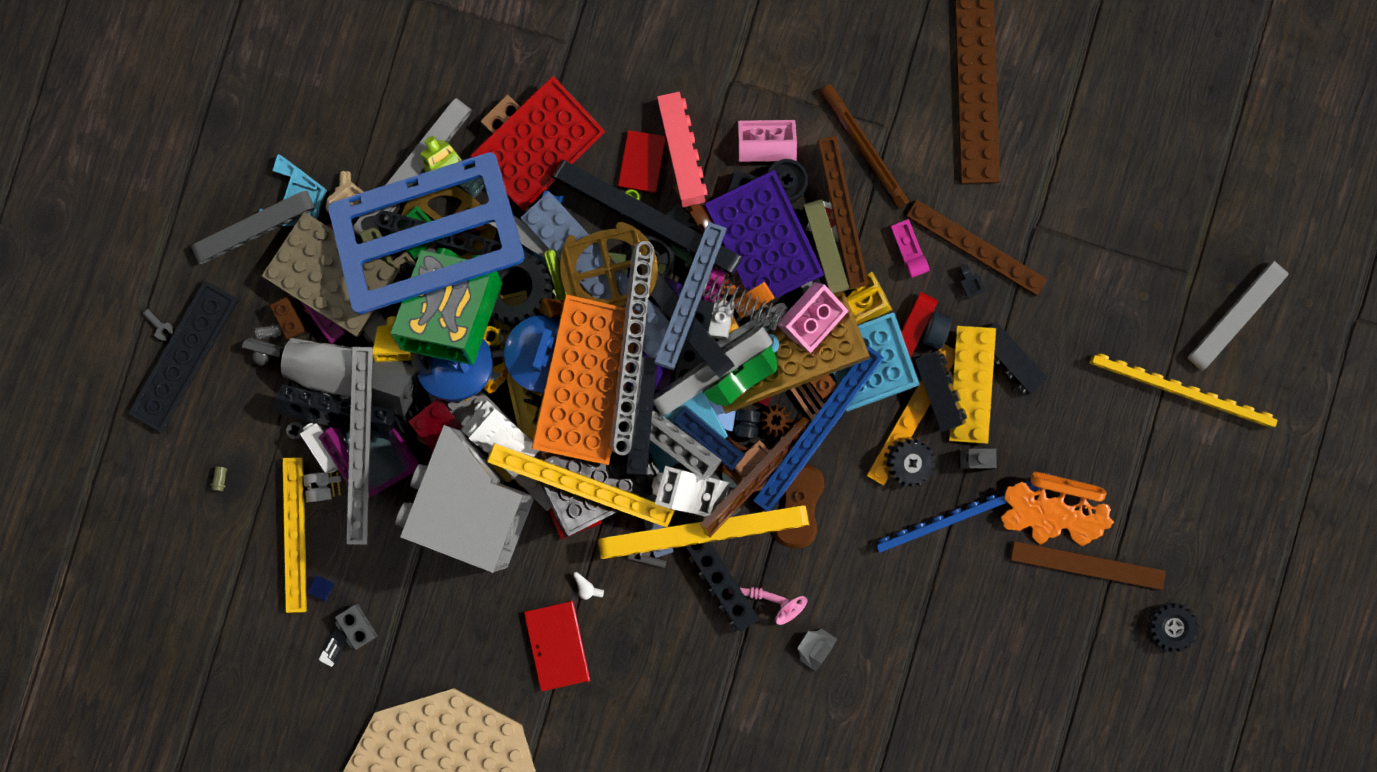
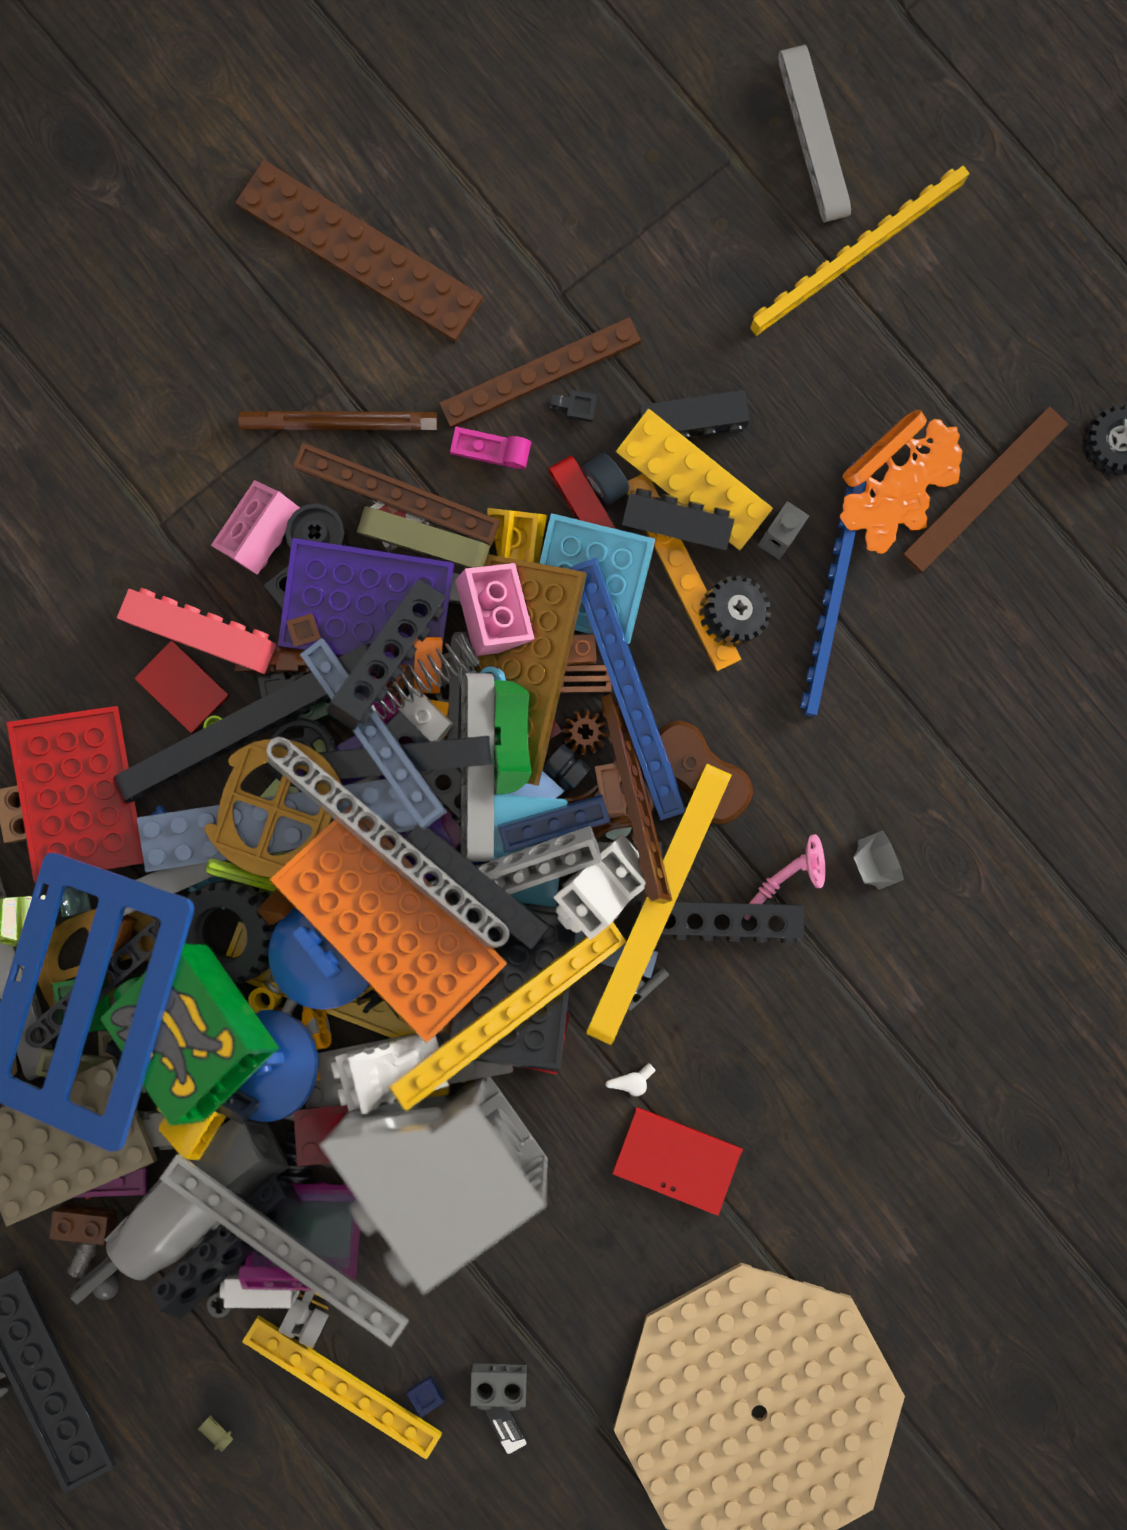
camera: 60 degrees left, 0 degrees up
(724, 213) = (303, 630): none -> reddish brown plate
(788, 271) = (344, 704): none -> black brick

